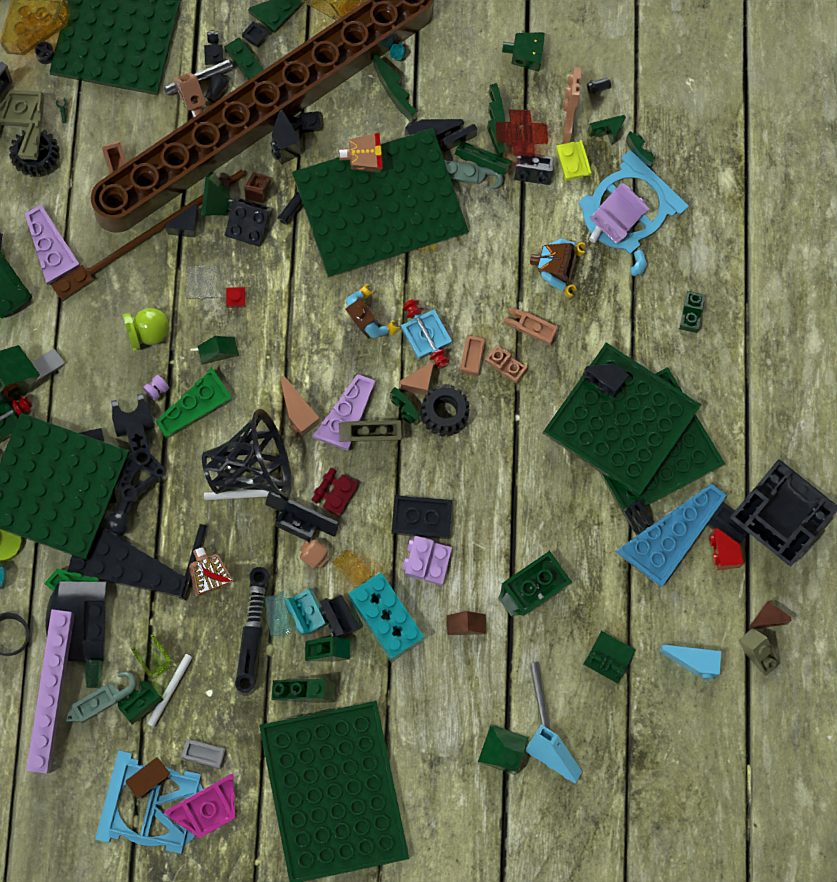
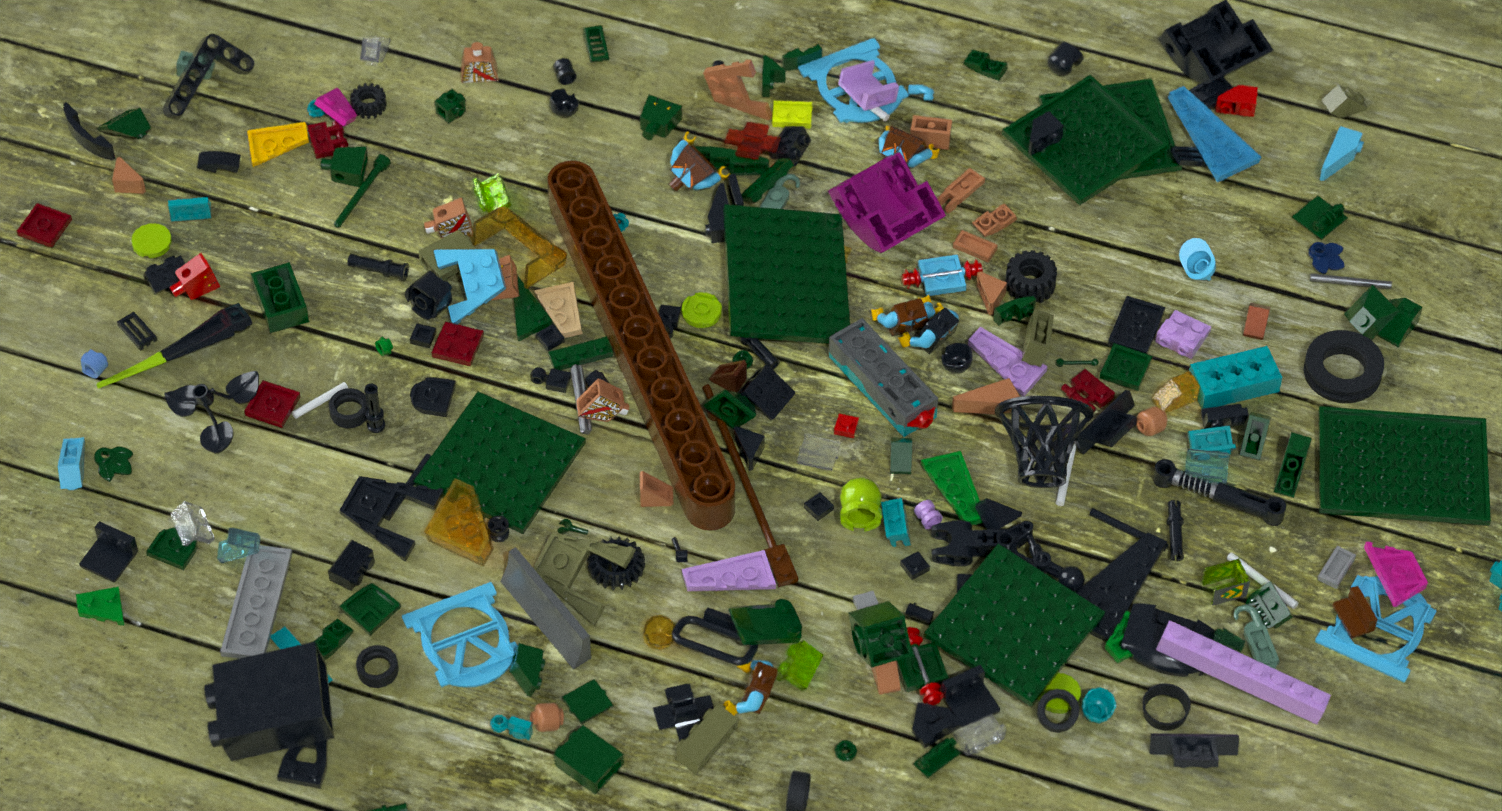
camera: 65 degrees left, 20 degrees down
(52, 406) = (919, 613): none -> black pin
(59, 200) = (681, 555): none -> black hand
(102, 391) = (915, 565): none -> black plate
(138, 363) = (896, 521): none -> teal hinge
(139, 296) = (819, 506): none -> black plate
(165, 445) = (996, 514): none -> black slope
(200, 602) = (1175, 524): none -> black pin
(208, 573) = (1148, 513): torso -> none
(279, 189) = (743, 355): none -> dark green plate
(285, 141) = (687, 333): black slope -> none
(286, 312) = (883, 377): none -> dark grey piece
(289, 35) = (562, 308): none -> tan wing
(324, 145) = (701, 310): none -> lime tile
(332, 369) = (957, 358): none -> black hair
(357, 344) = (935, 330): none -> torso
(362, 460) = (1060, 362): none -> dark green hinge
(364, 153) = (738, 259): nougat torso -> none
(371, 518) = (1125, 367): none -> dark green plate
(392, 84) = (655, 236): dark green slope -> none
(432, 686) = (1337, 388): none -> black tyre
(472, 90) = (692, 167): none -> torso
(486, 264) = (886, 203): none -> magenta slope
(497, 725) = (1371, 312): none -> dark green slope
(511, 554) = (1197, 259): none -> medium azure piece
(533, 585) = (1234, 253): dark green slope -> none
(551, 751) = (1402, 282): medium azure slope -> none
(562, 676) = (1326, 256): none -> dark blue plate
(585, 282) = (932, 131): none -> nougat brick
(718, 377) = (1063, 58): none -> black helmet
(770, 617) = (1311, 87): copper slope -> none

